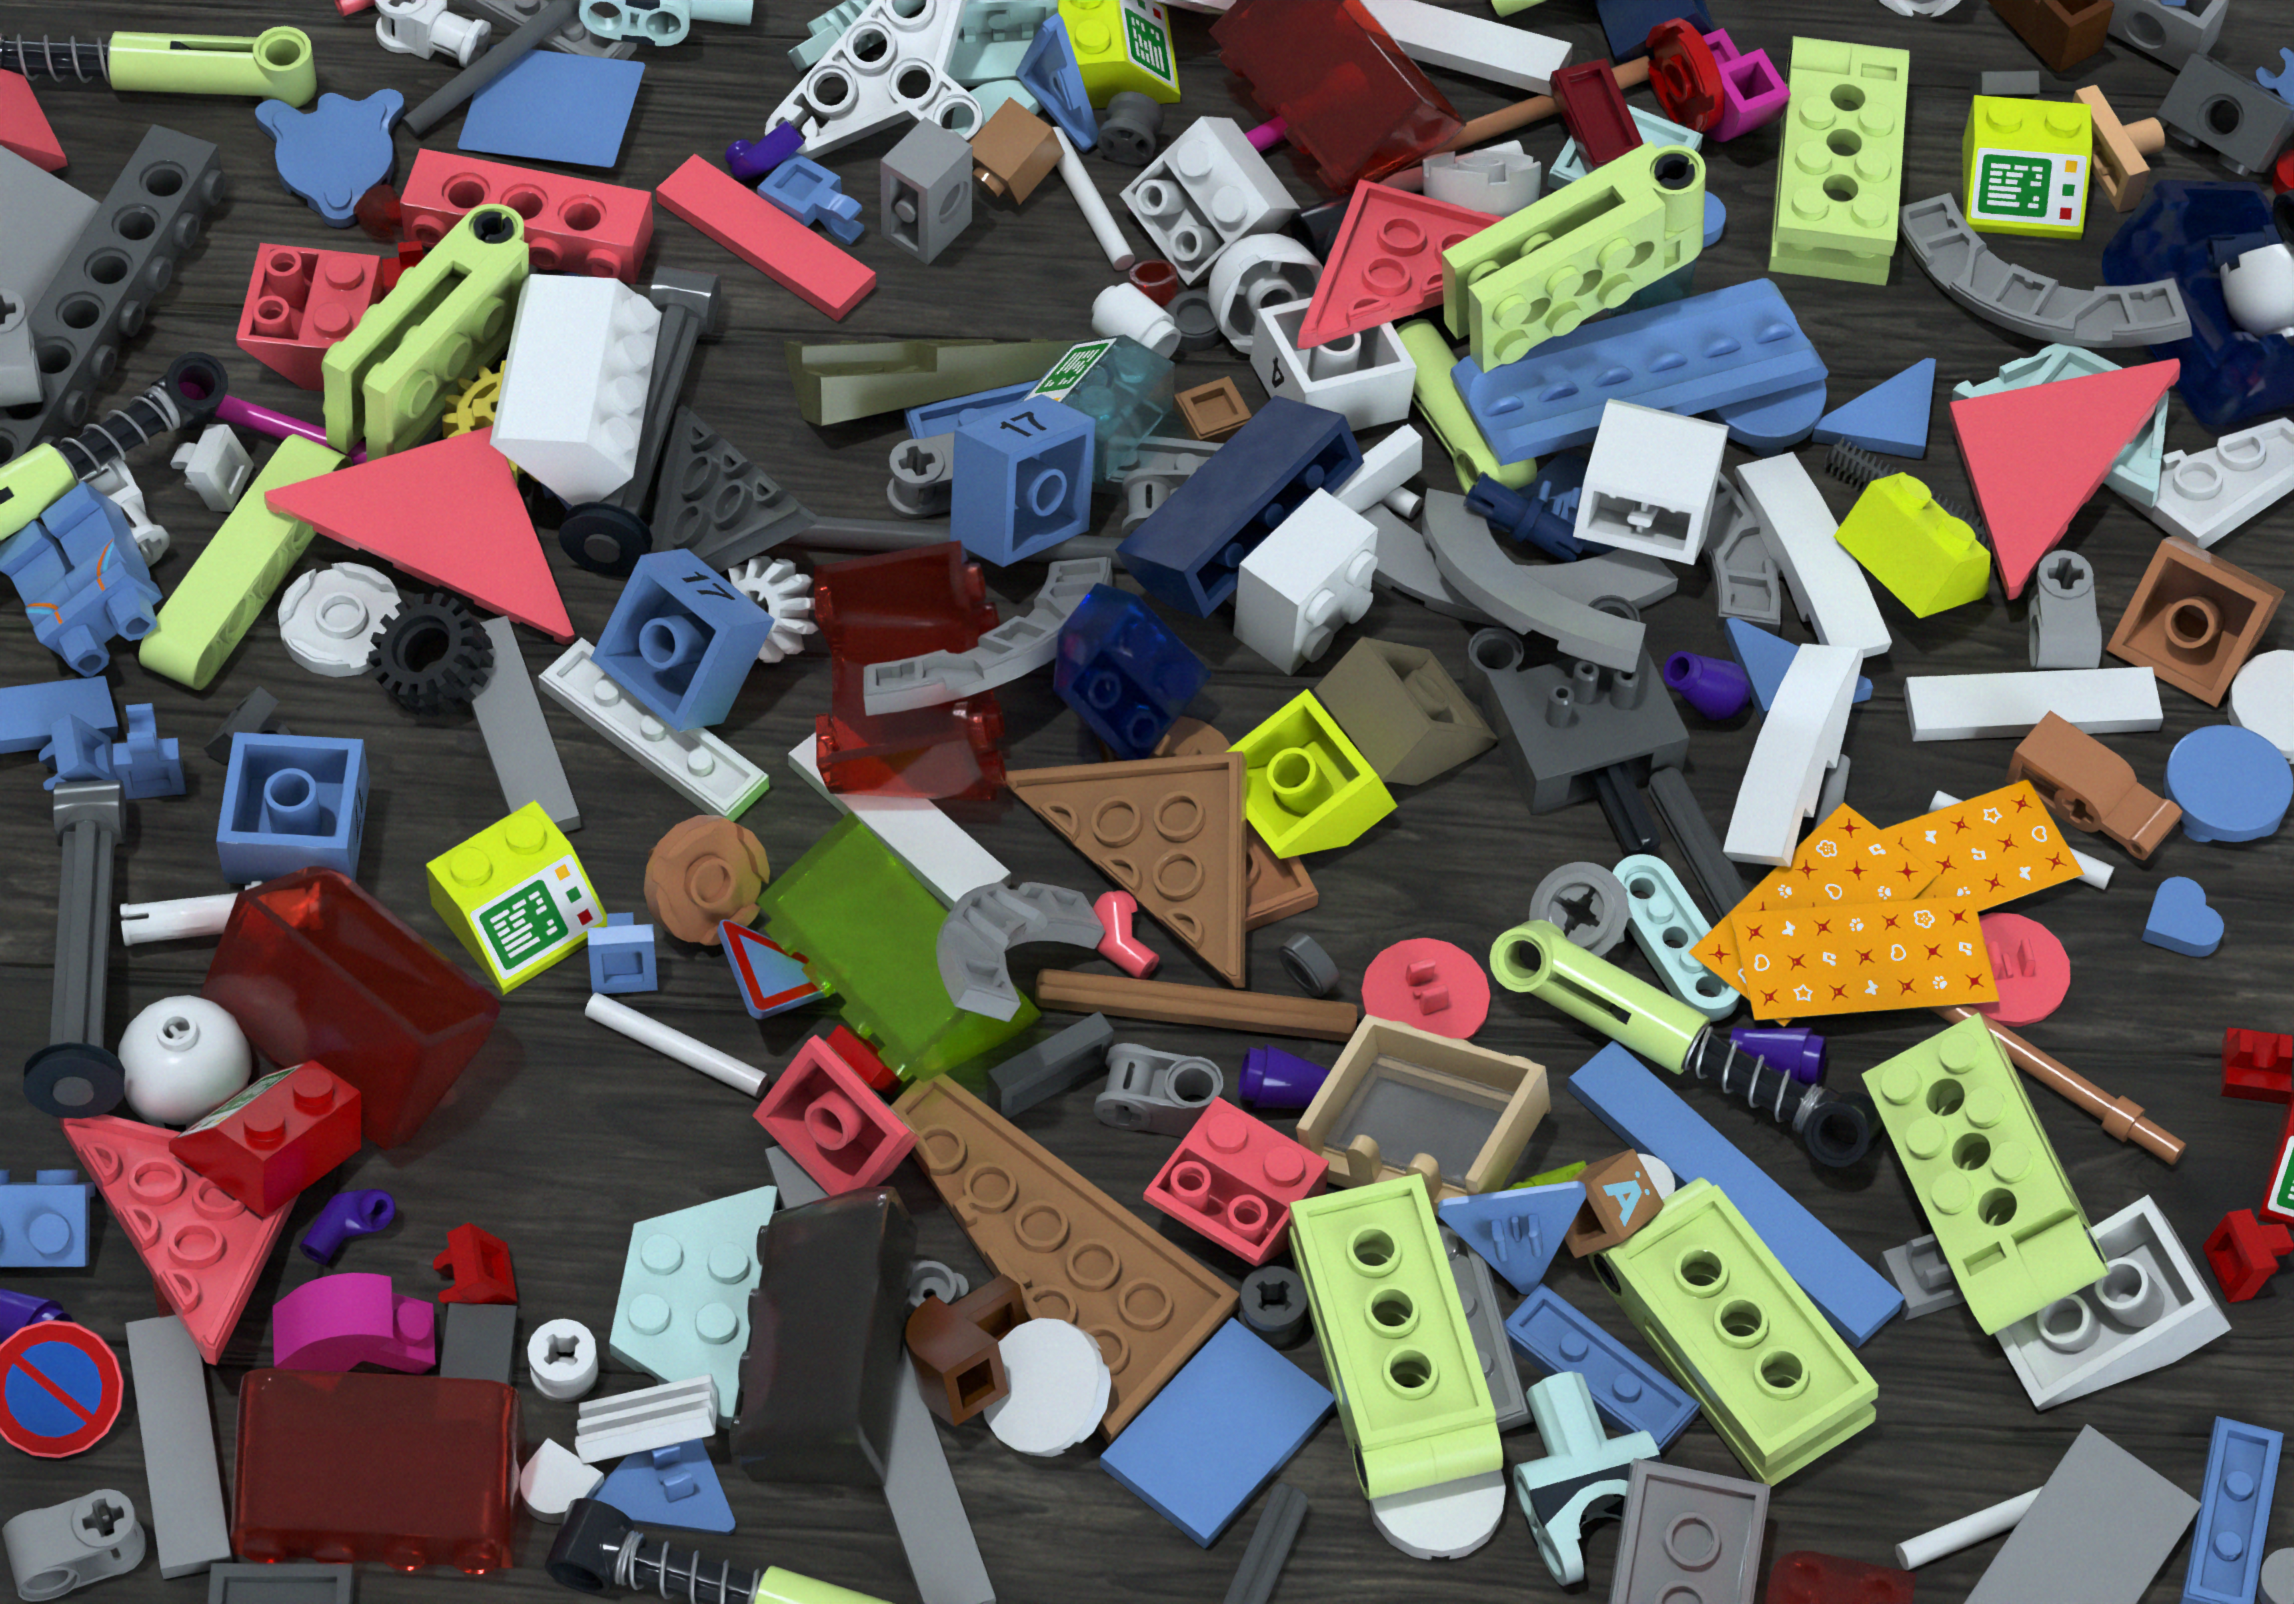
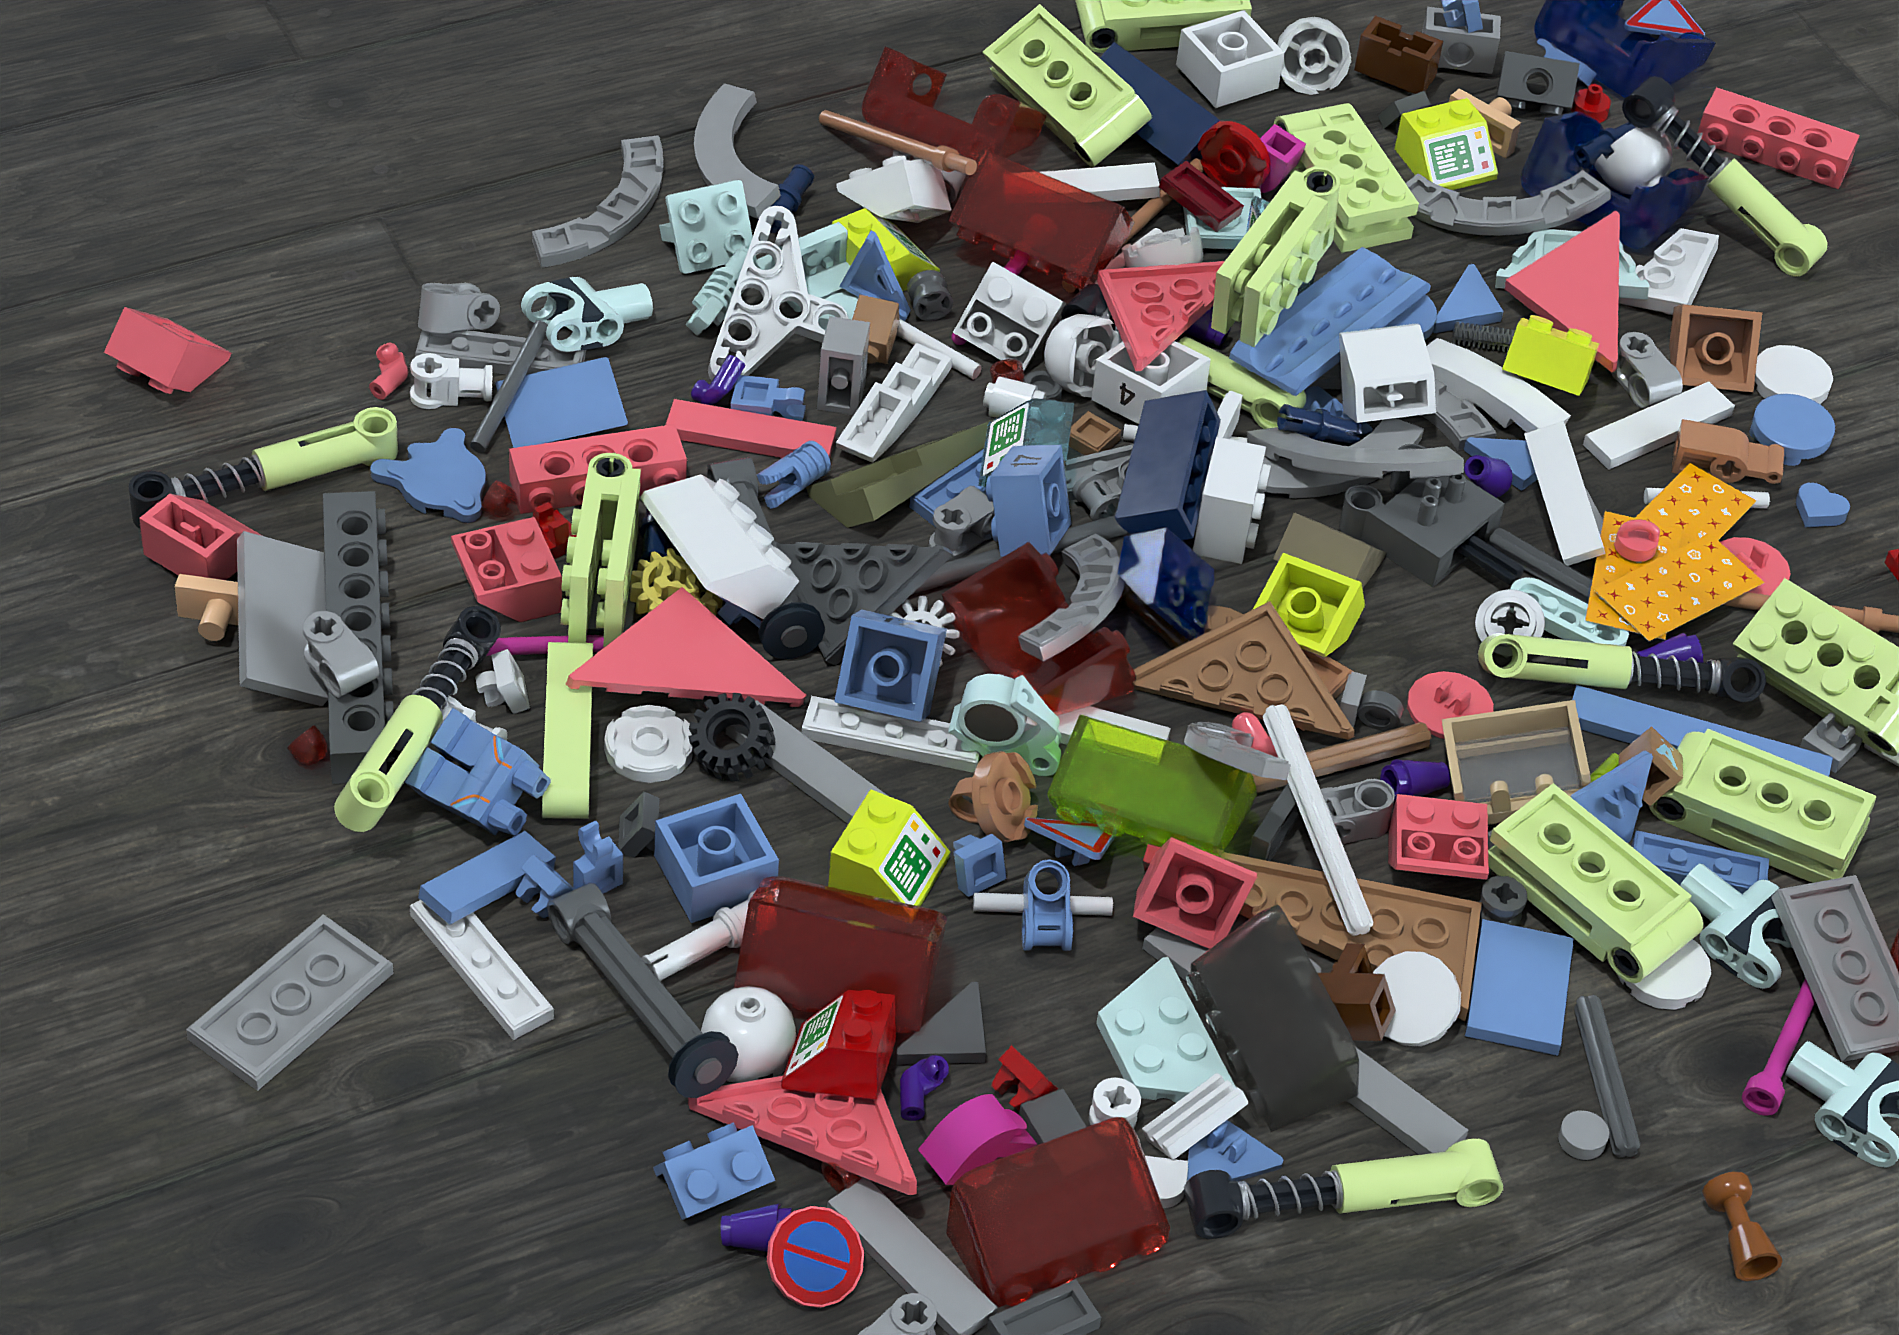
camera: 30 degrees left, 10 degrees down
(438, 1170) = (951, 1033): none -> dark grey tile
(657, 1058) = (1047, 911): none -> medium blue piece
(760, 763) = (995, 719): none -> light aqua piece
(776, 314) = (795, 472): none -> medium blue hinge
(974, 271) = (894, 403): none -> white slope
(1083, 1086) = (1318, 821): none -> white axle
(1270, 933) = (1352, 696): none -> light grey tile
(1844, 866) = (1637, 540): none -> coral tile

